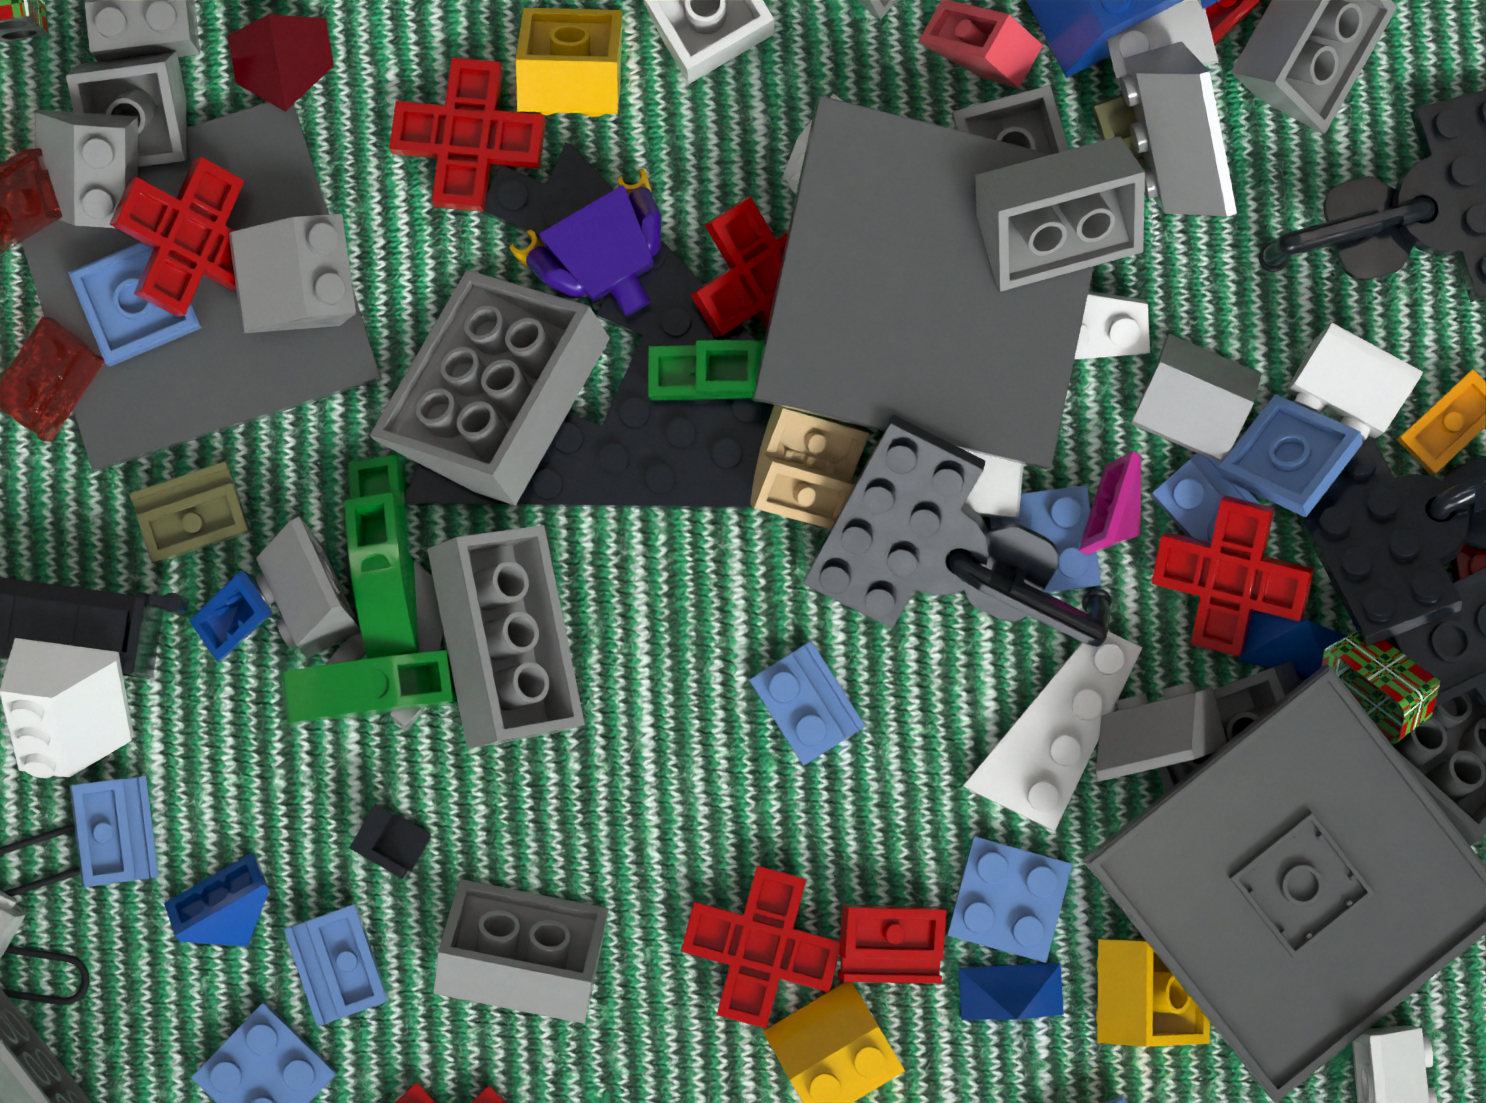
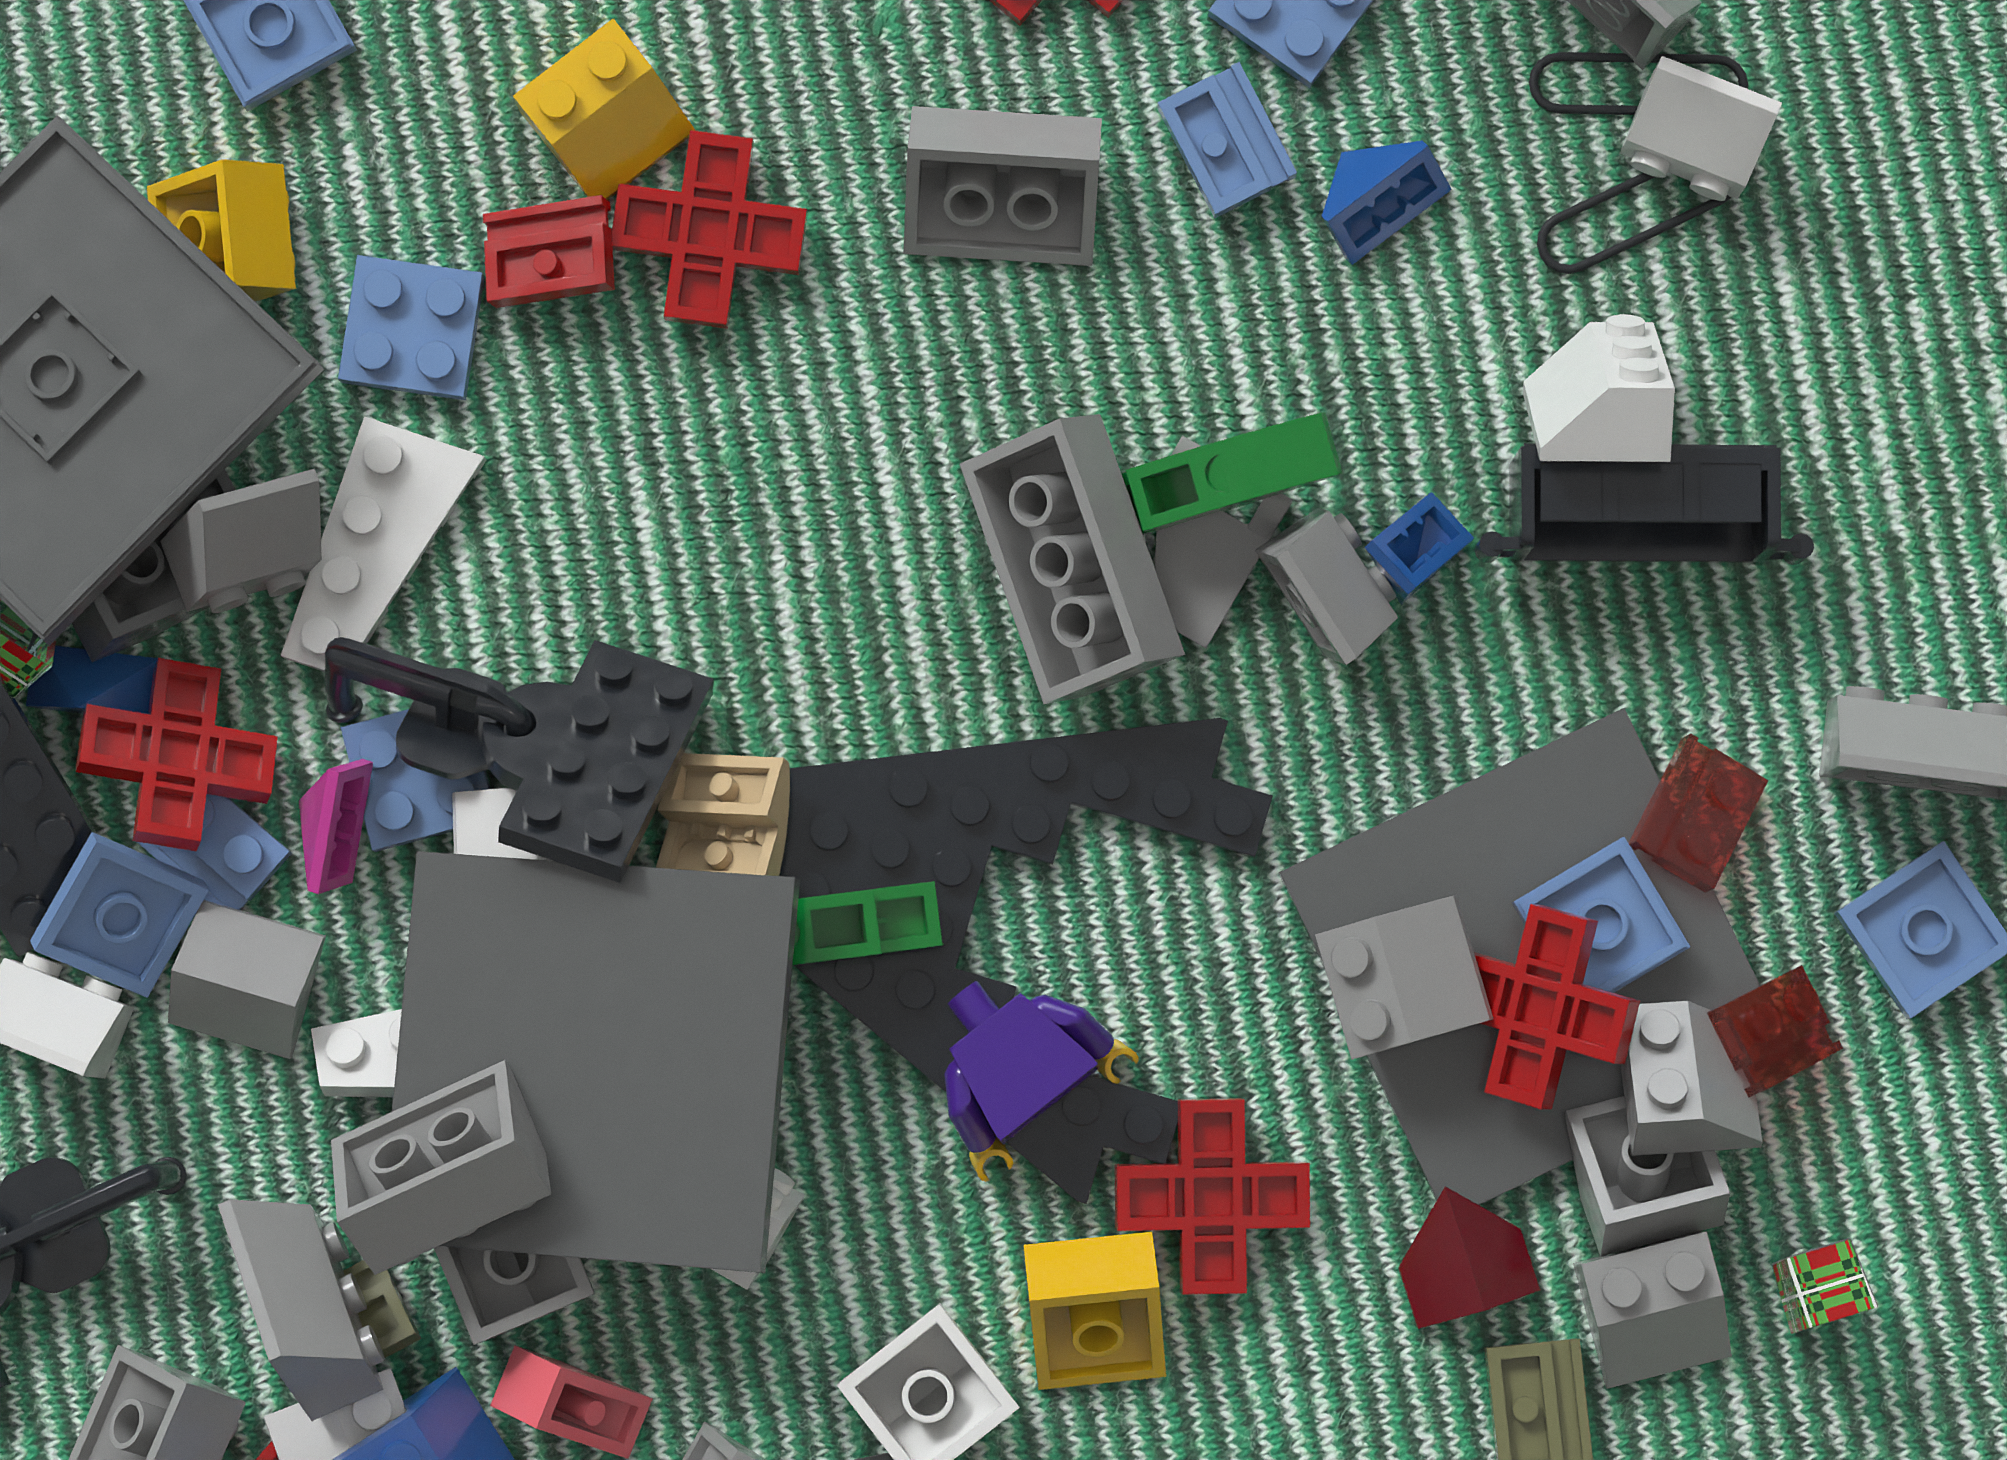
camera: 170 degrees right, 0 degrees up
(114, 831) = (1525, 265): medium blue plate -> none
(189, 512) = (1492, 669): olive plate -> none
(380, 558) = (1243, 639): green slope -> none
(391, 841) = (1181, 296): black panel -> none
(492, 384) = (1134, 874): light grey slope -> none
(752, 273) = (822, 1057): red plate -> none
(807, 703) = (690, 534): medium blue plate -> none
(1010, 991) = (396, 215): blue slope -> none

